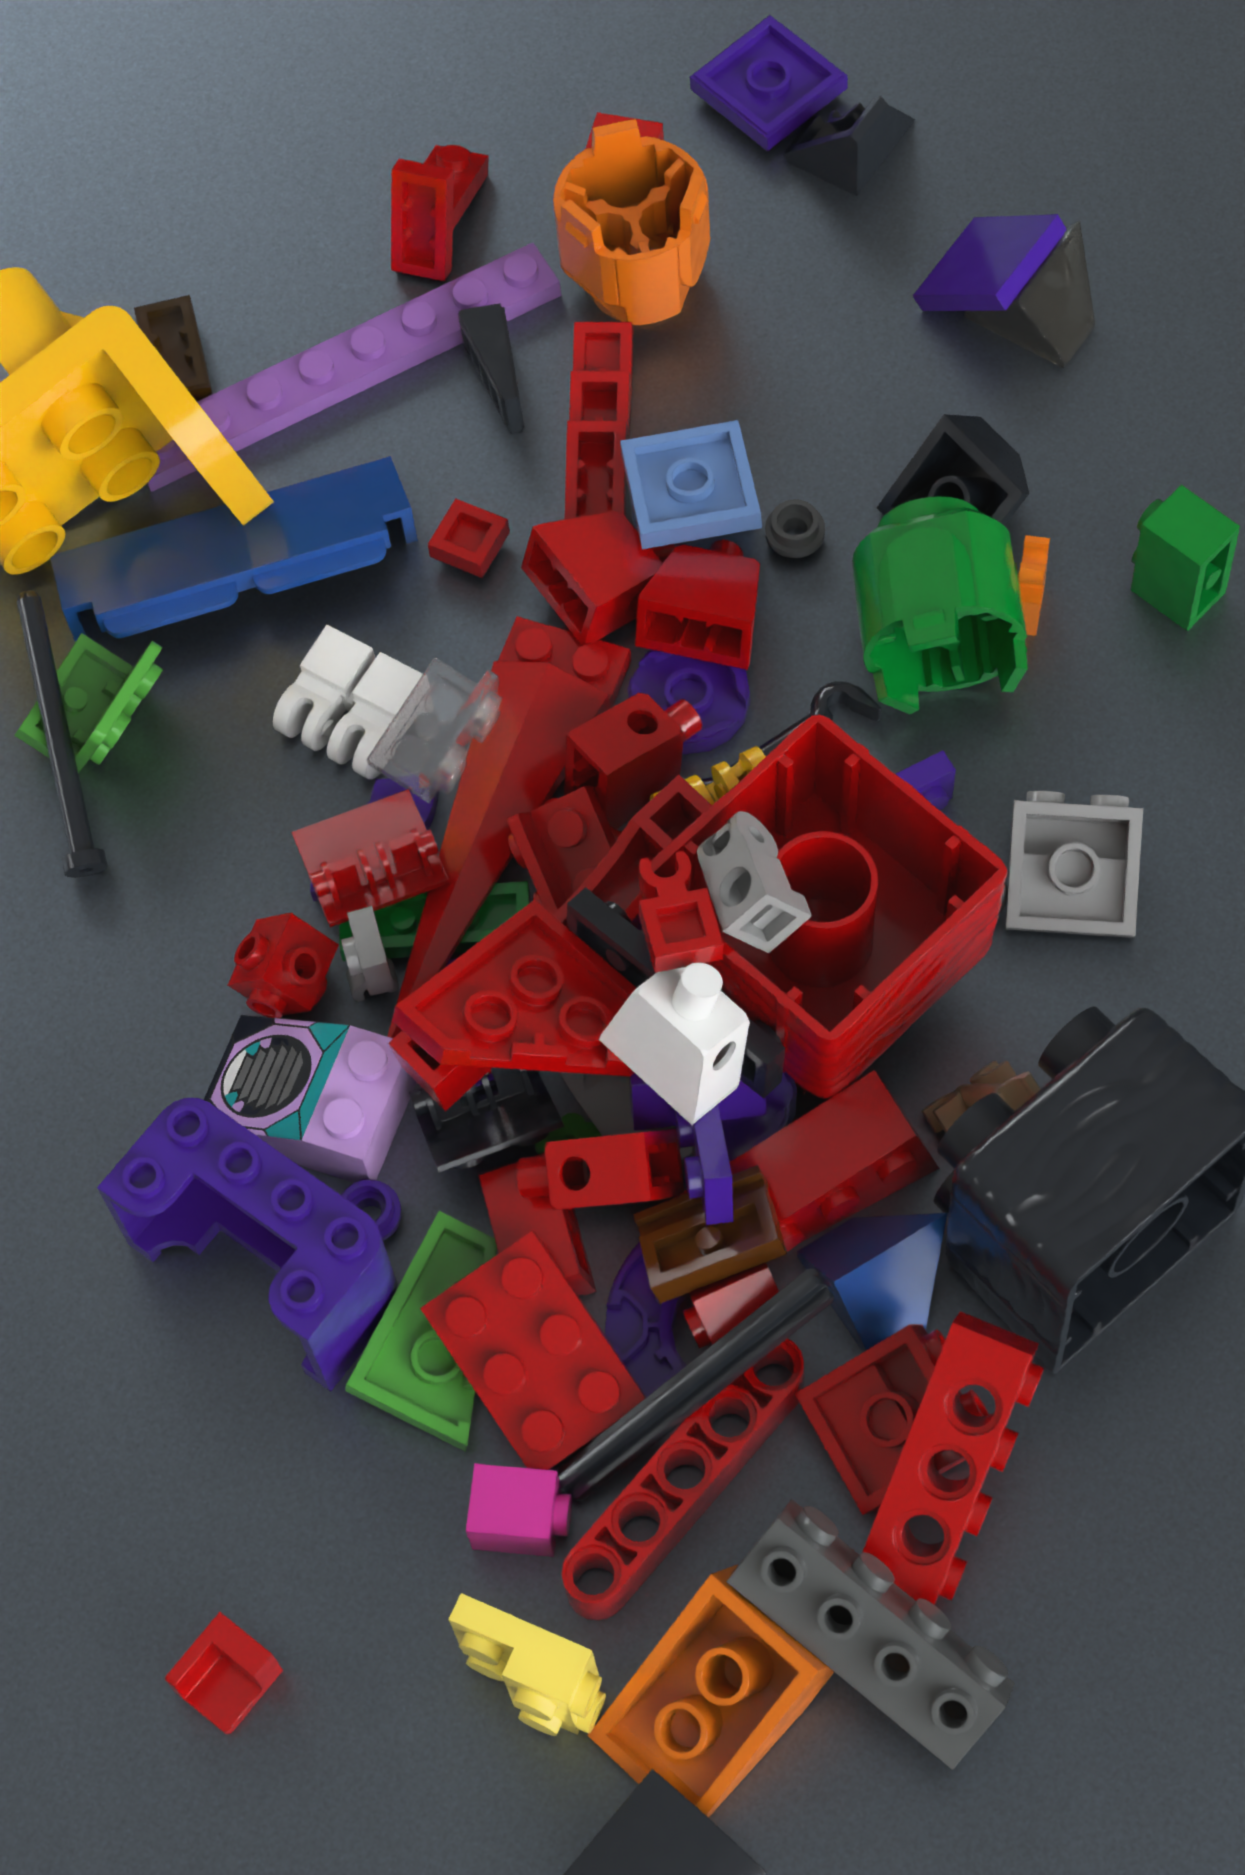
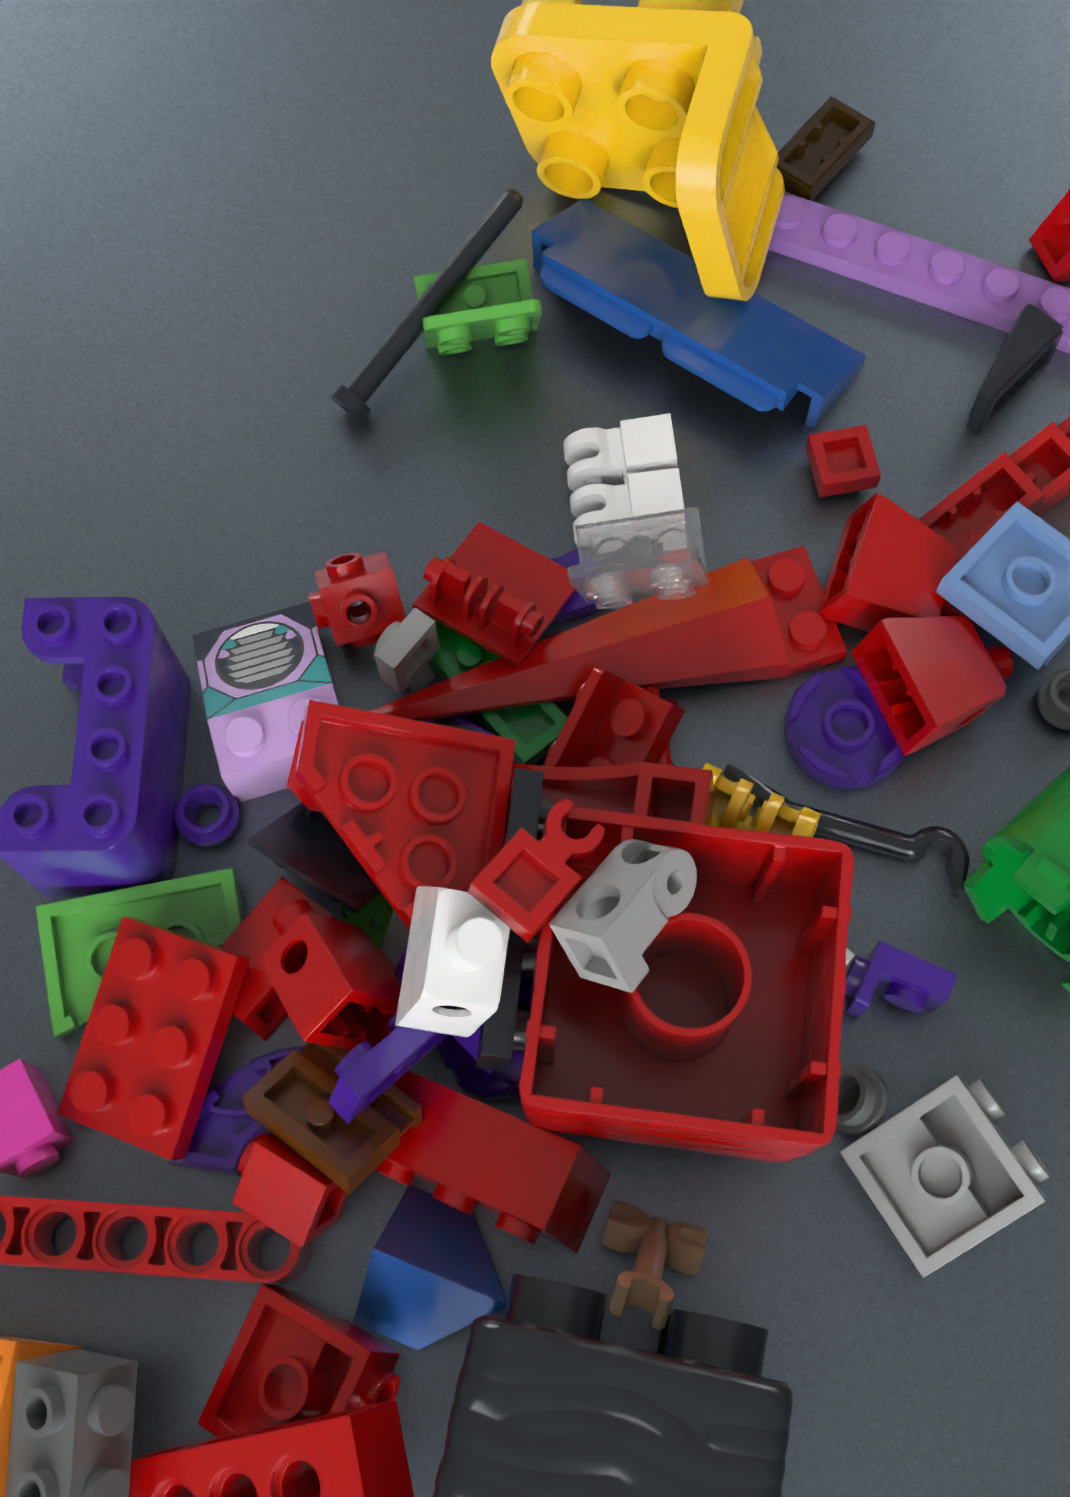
camera: 50 degrees right, 5 degrees up
(629, 753) = (742, 719): red torso -> none
(696, 1384) = (205, 1199): black axle -> none

